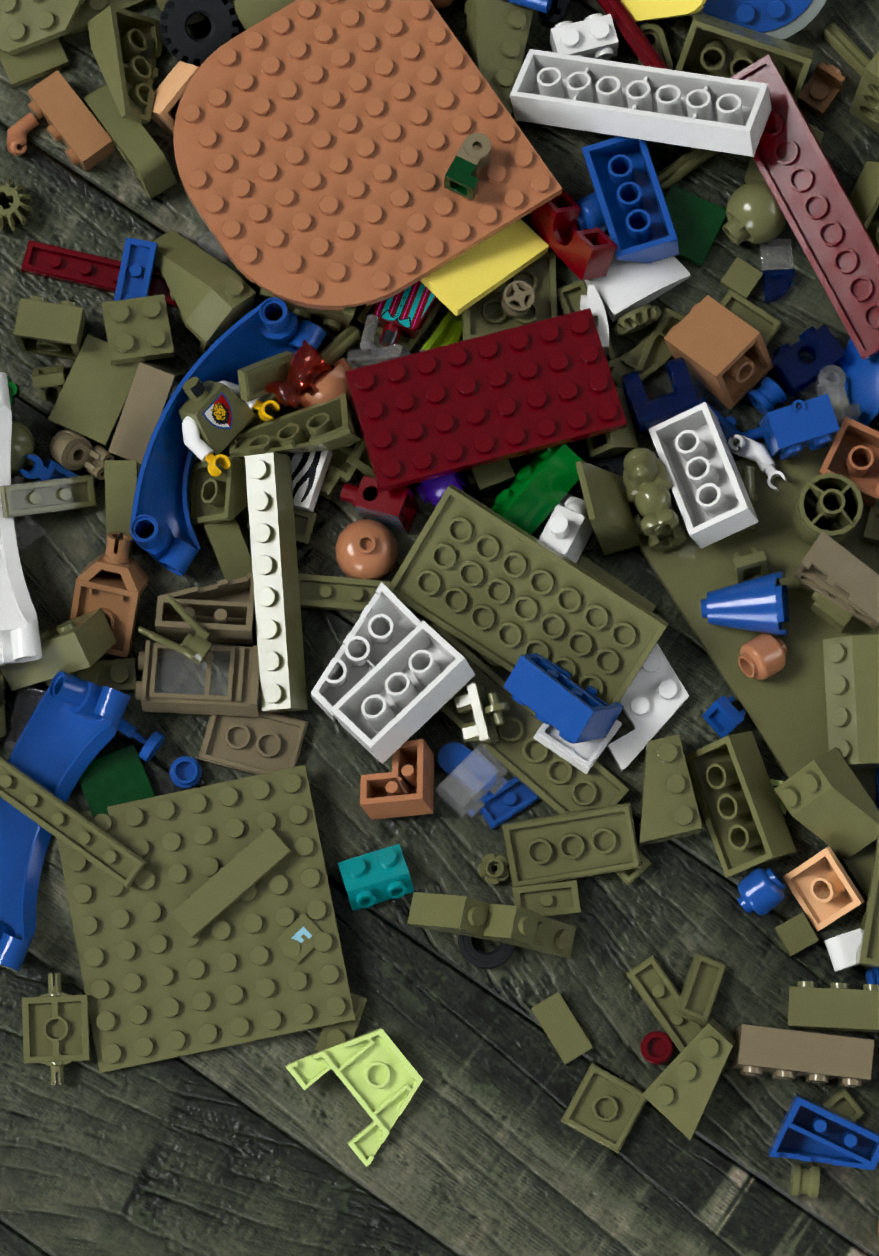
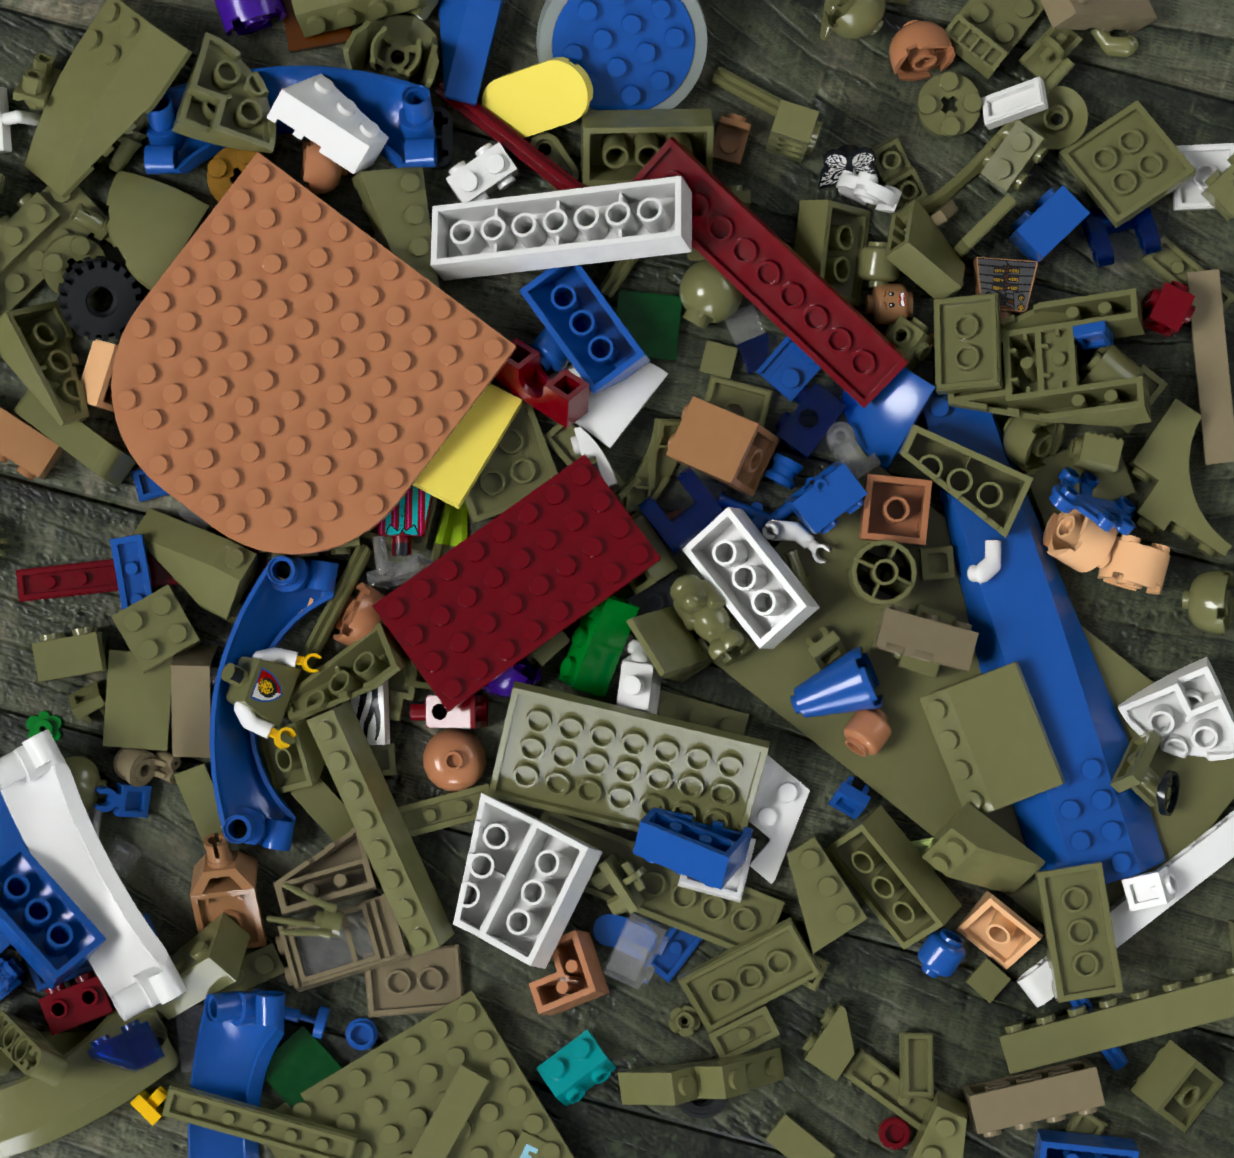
camera: 20 degrees left, 10 degrees up
(48, 496) = (131, 820): olive tile -> none
(180, 209) = (146, 487): none -> blue tile
(258, 375) = (298, 631): olive tile -> none
(302, 372) = (330, 613): clear red animal -> none
(470, 158) = (417, 348): leg -> none
(520, 293) = (515, 461): dark tan wheel -> none
(628, 940) = (832, 1045): none -> olive slope
(637, 320) = (633, 442): olive gear -> none
(805, 307) = (788, 369): none -> blue plate

